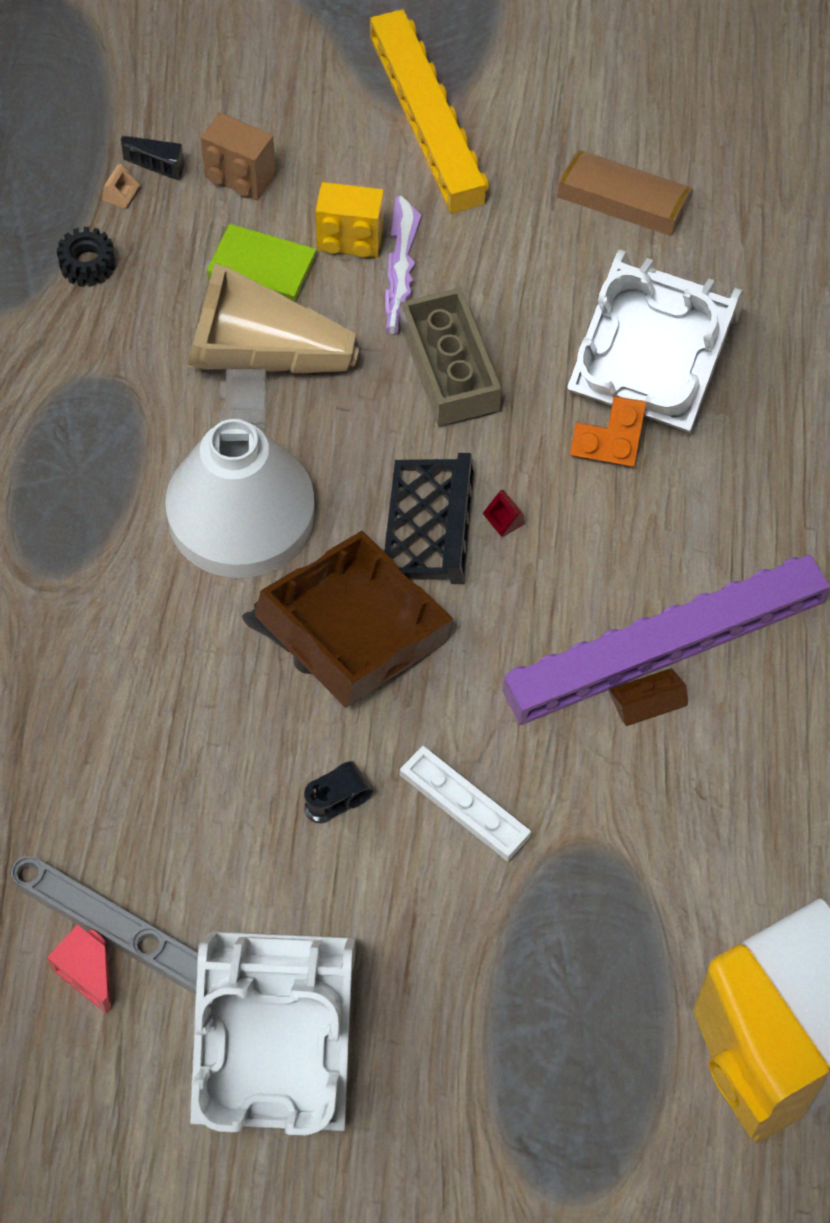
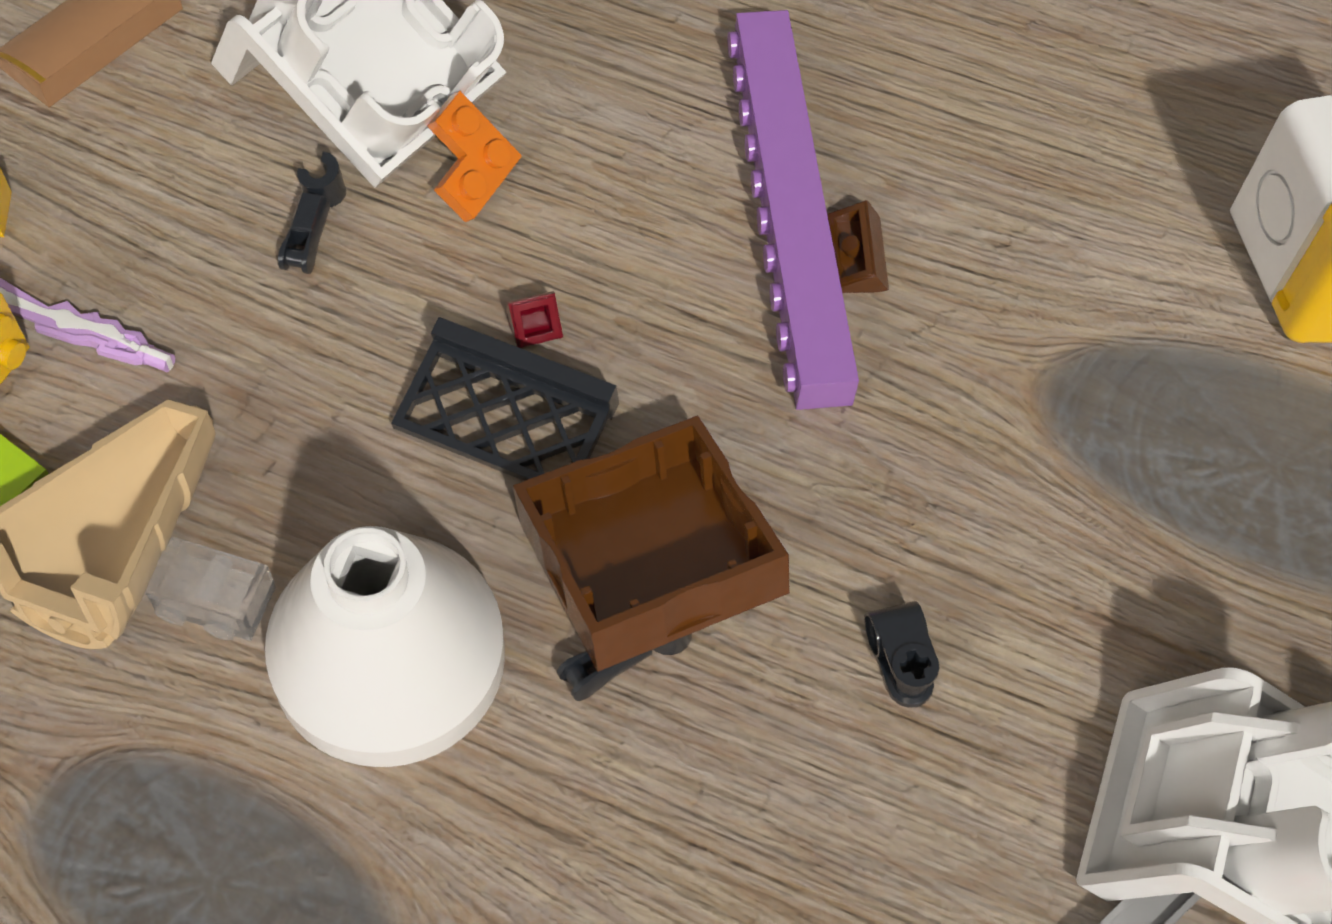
camera: 75 degrees left, 0 degrees up
(450, 356) = (260, 297): dark tan brick -> none
(465, 803) = (958, 499): white plate -> none
(533, 363) = (311, 215): none -> black piece

